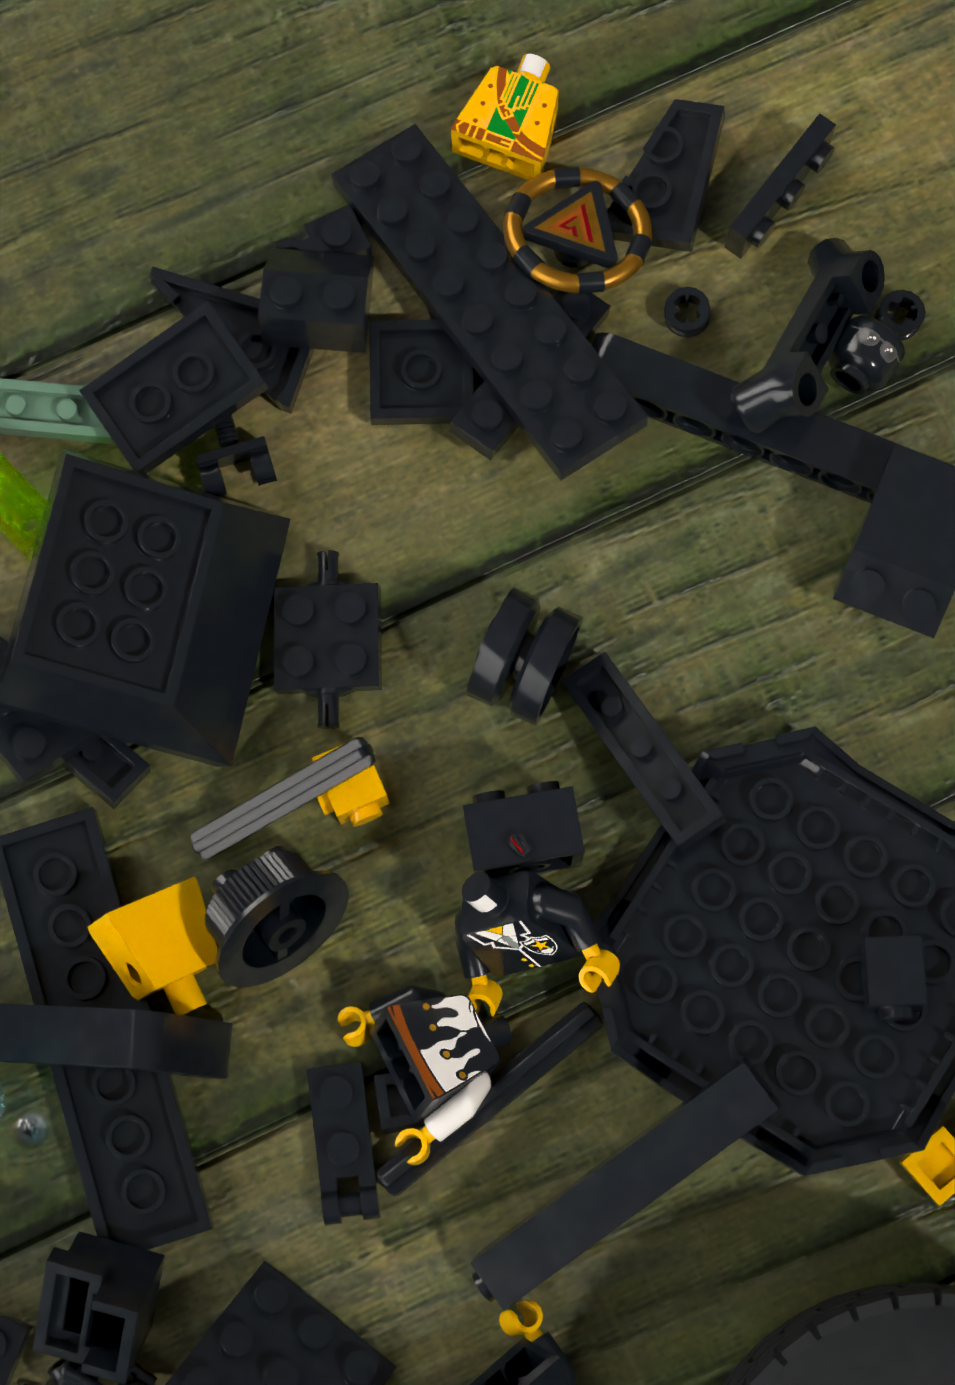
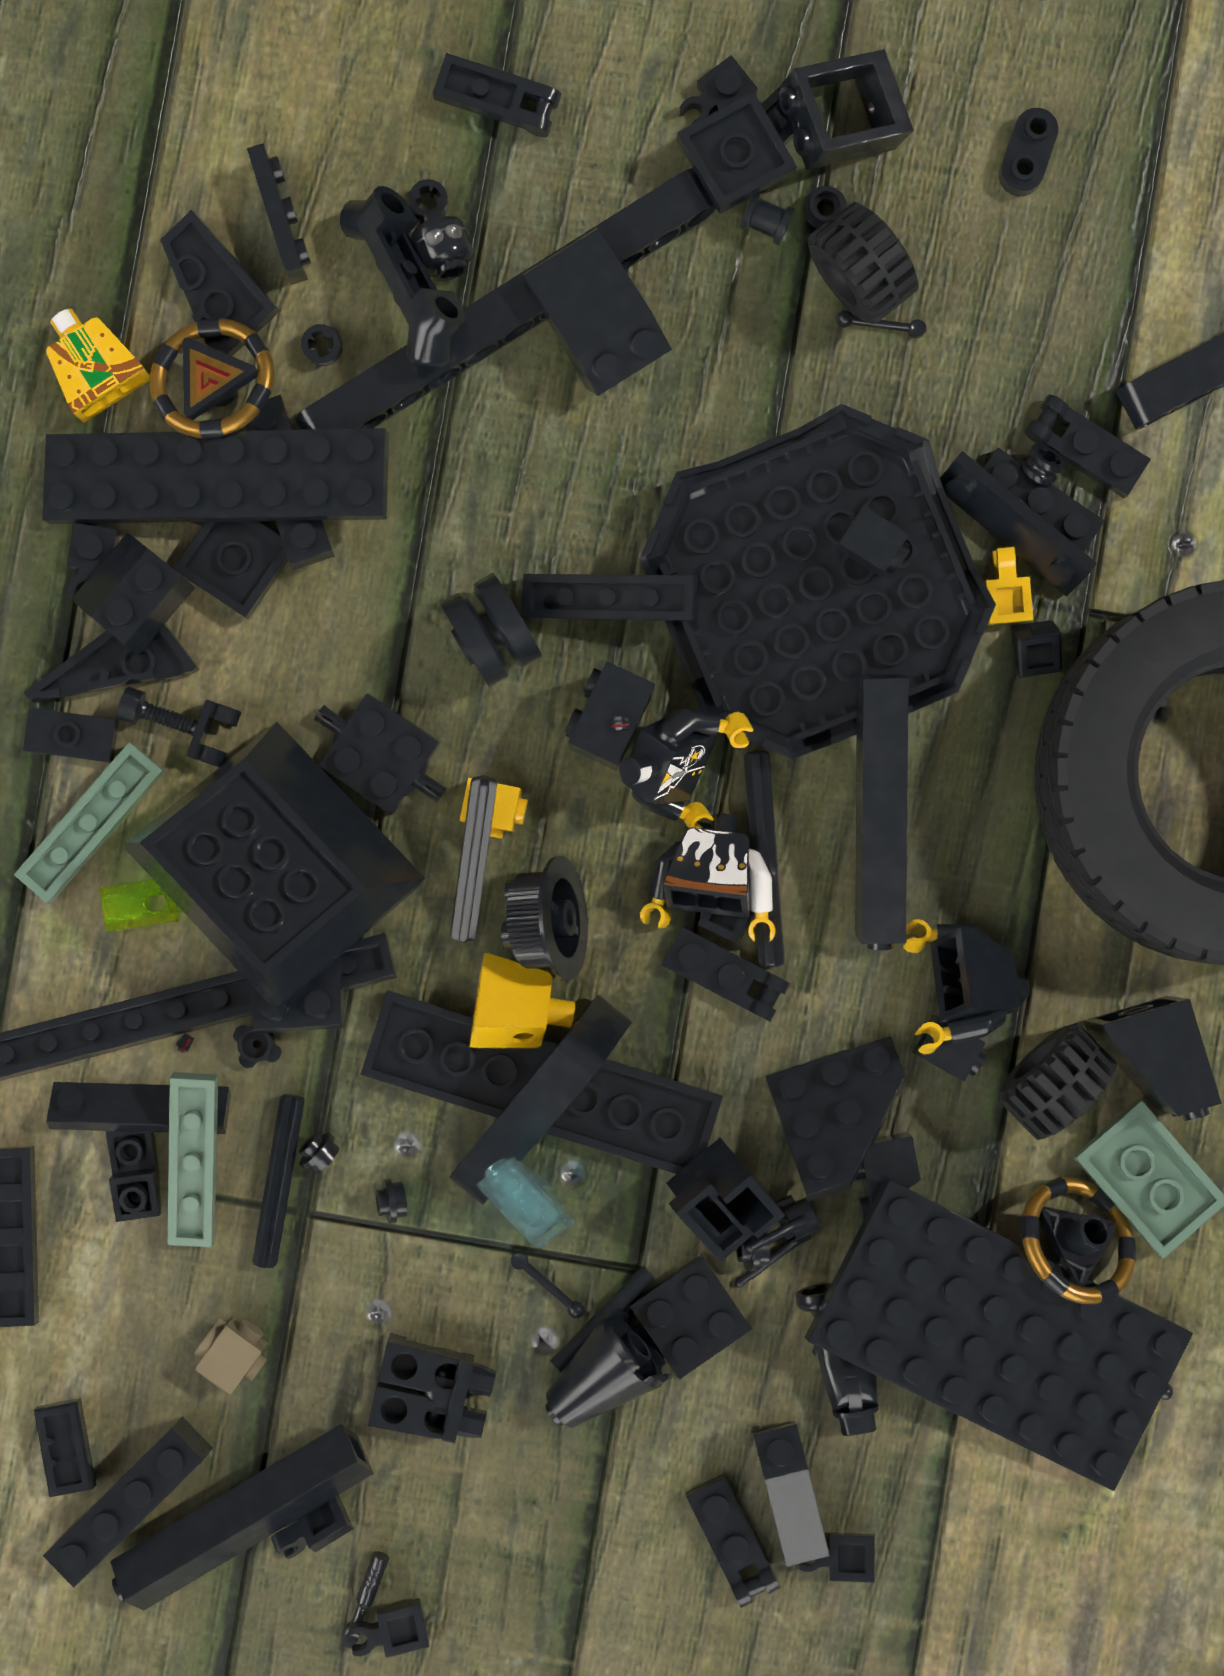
camera: 60 degrees left, 10 degrees up
(131, 319) = (70, 735): none -> black plate
(173, 389) = (130, 738): black plate -> none
(913, 1233) = (1037, 648): none -> black slope

